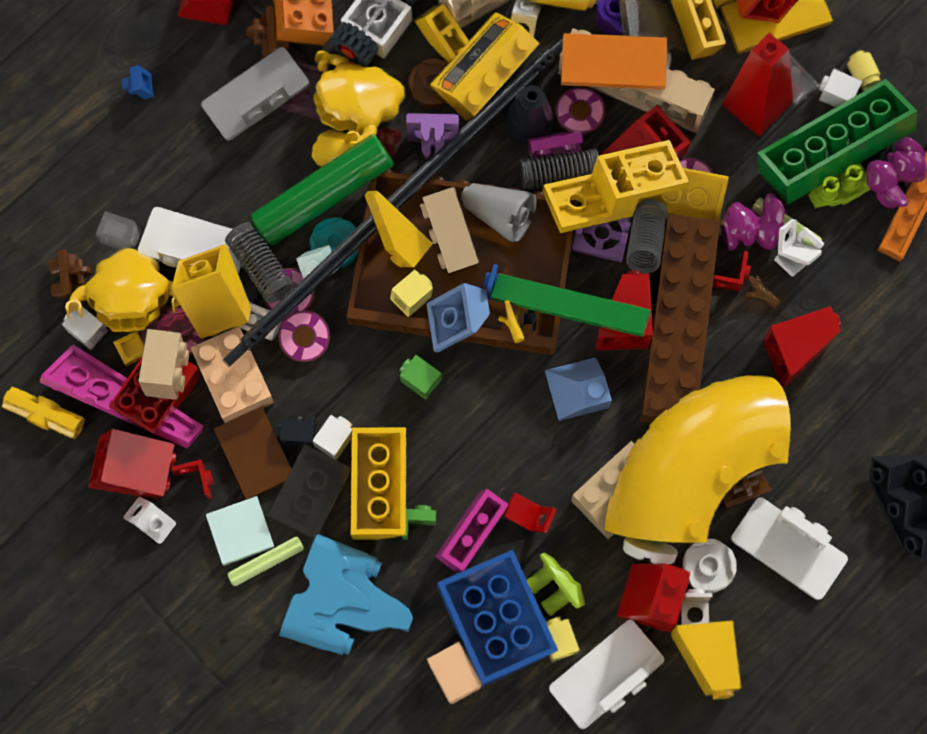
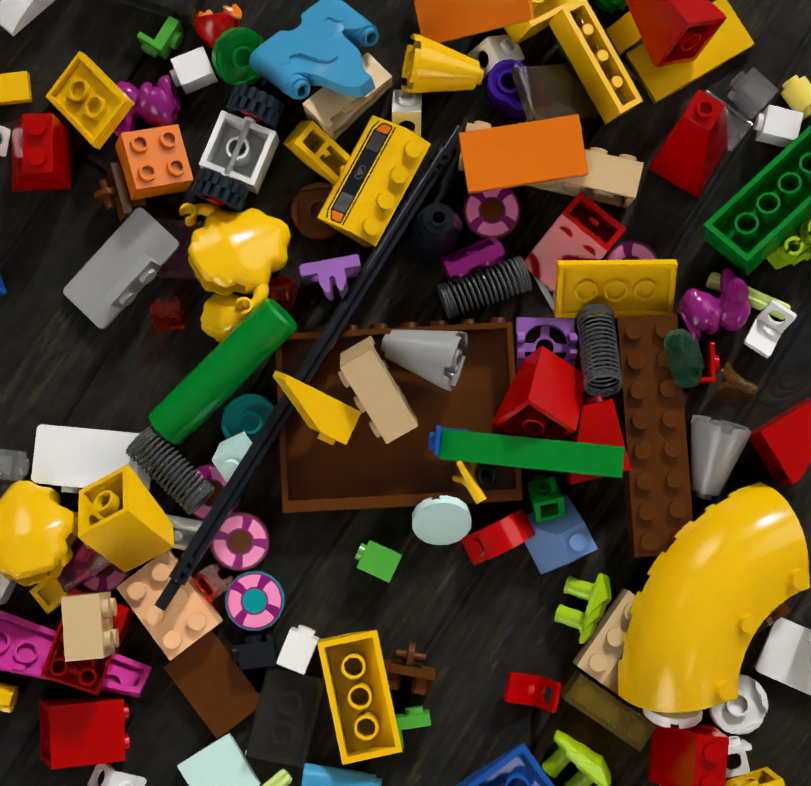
camera: 10 degrees left, 10 degrees up
(206, 475) = (166, 724): red bracket -> none
(271, 366) = (210, 582): none -> clear red tile
(285, 139) = (167, 315): none -> clear red tile
(305, 390) = (254, 600): none -> tile
(412, 292) = (350, 472): light yellow brick -> none
(435, 479) = (421, 674): none -> reddish brown hips
(457, 315) = (407, 491): medium blue slope -> none
(471, 530) = (473, 726): dark pink brick -> none
(482, 353) = (441, 520): none -> light aqua tile
(527, 375) = (498, 537): none -> red brick
(575, 347) = (544, 491): none -> green brick
(589, 264) = (542, 398): none -> red slope
(592, 543) = (608, 710): none -> clear yellow brick
(603, 447) = (598, 597): none -> lime connector
(615, 186) = (553, 301): yellow bracket -> none
(718, 256) = (684, 358): none -> clear green bracket
(729, 344) = (713, 453): none -> light grey cone
(794, 250) = (766, 327): white bracket -> none
(822, 58) = (751, 92): none -> clear brick

